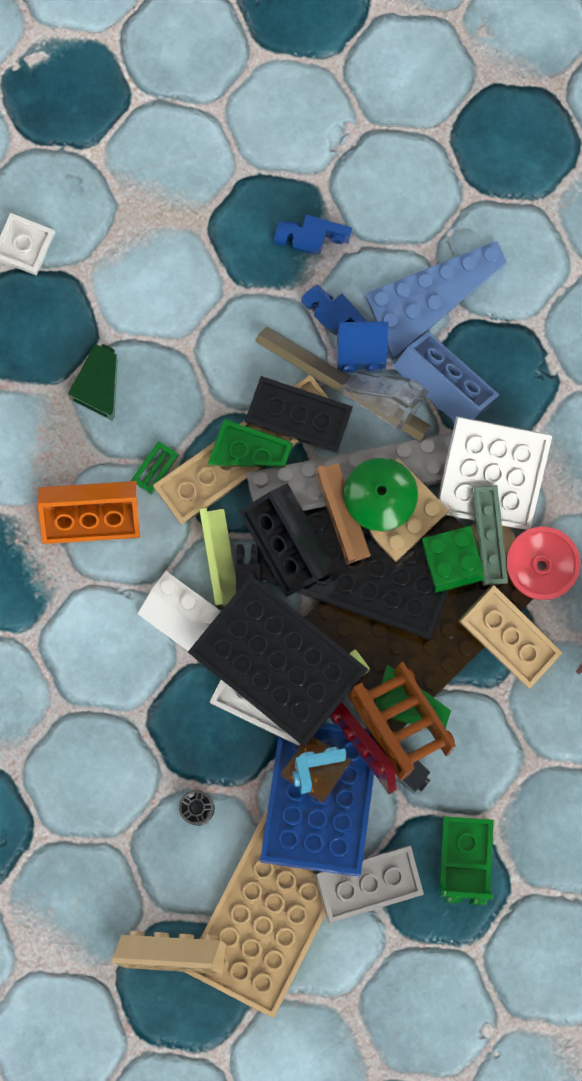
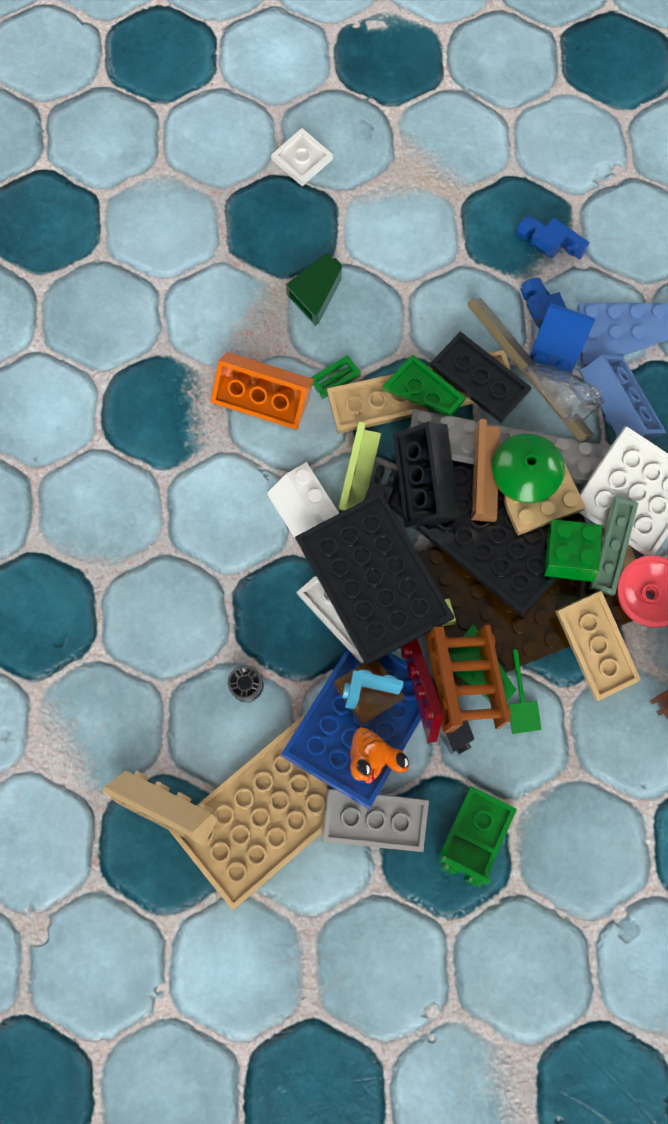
camera: 25 degrees right, 5 degrees down
(342, 826) = (371, 753): none -> orange head
(467, 729) = (524, 714): none -> green piece

